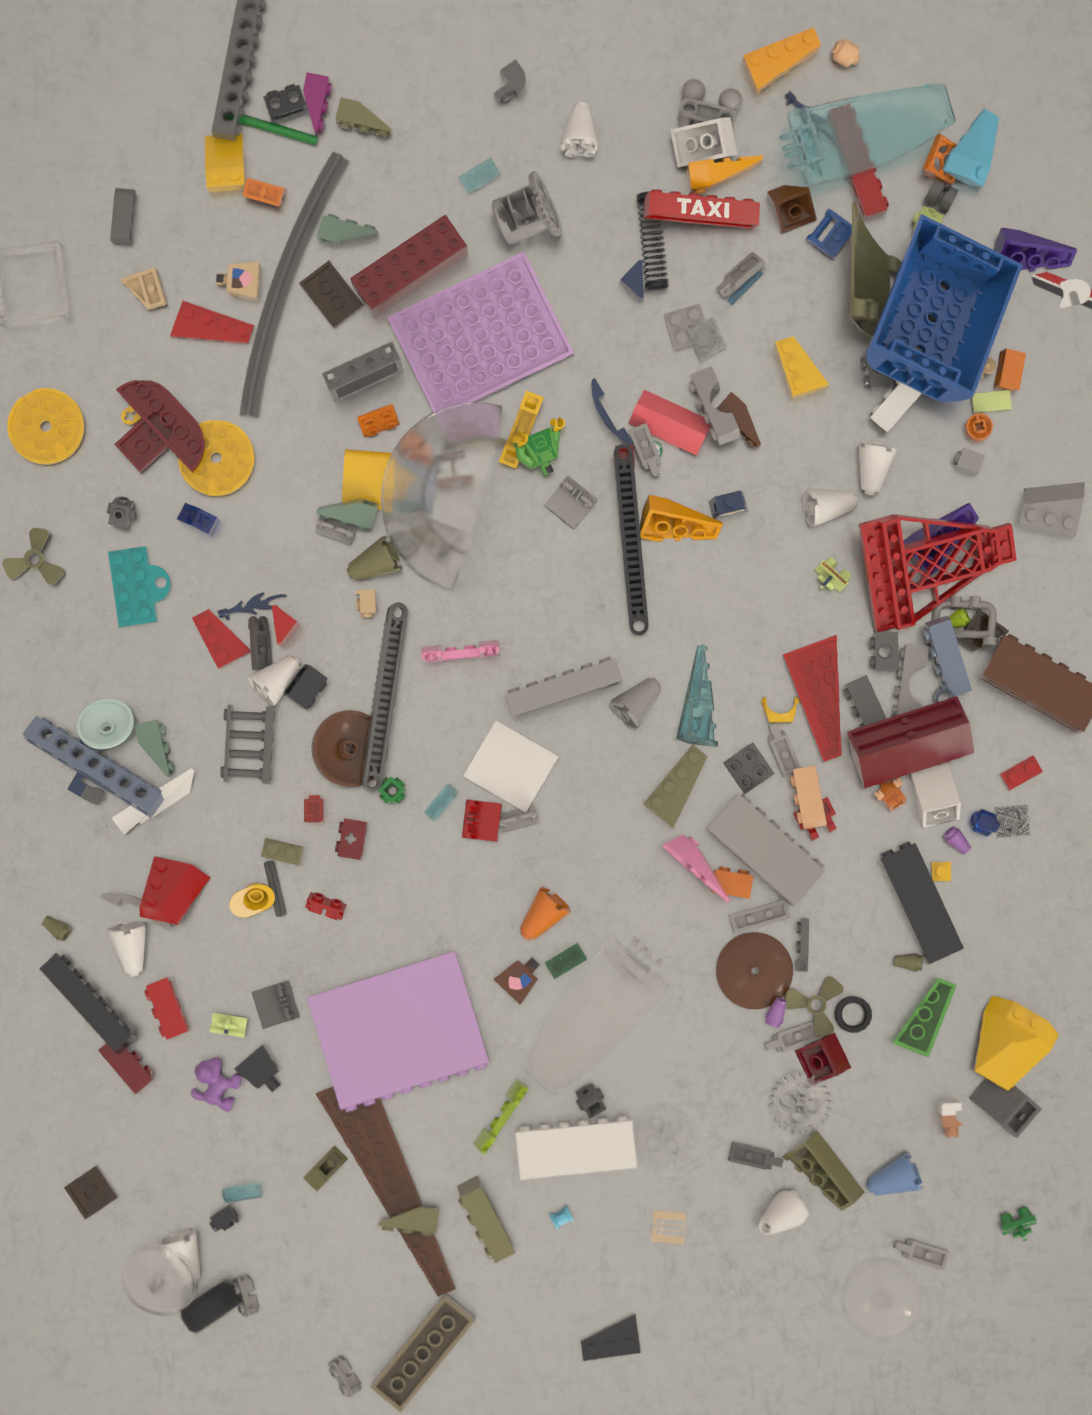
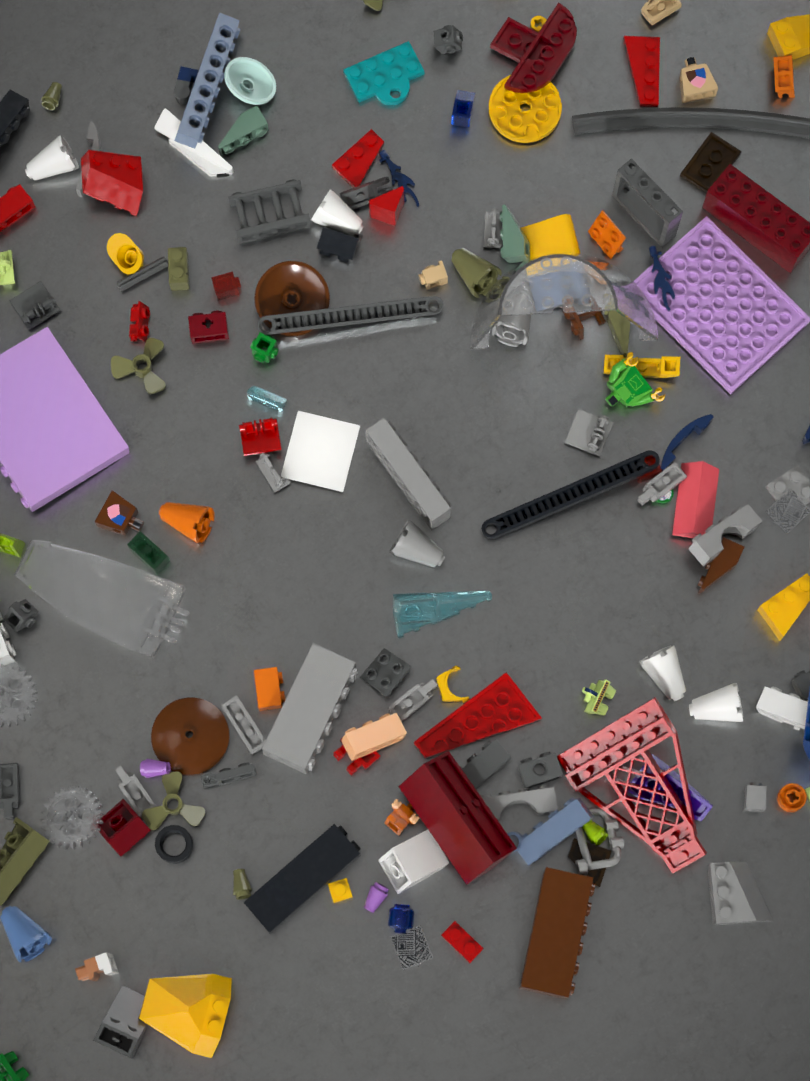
camera: 75 degrees right, 10 degrees down
(340, 232) = (770, 152): sand green slope -> none
(367, 934) = (122, 367): none -> olive piece
(435, 653) = (418, 383): bright pink wedge -> none
(440, 384) = (660, 281): none -> dark blue piece
(669, 520) = (602, 532): light orange wedge -> none
(675, 788) = (344, 607): olive wedge -> none
(692, 858) = (277, 646): bright pink wedge -> none
(728, 504) = (635, 578): dark blue torso -> none
(924, 1024) = (186, 917): bright green wedge -> none

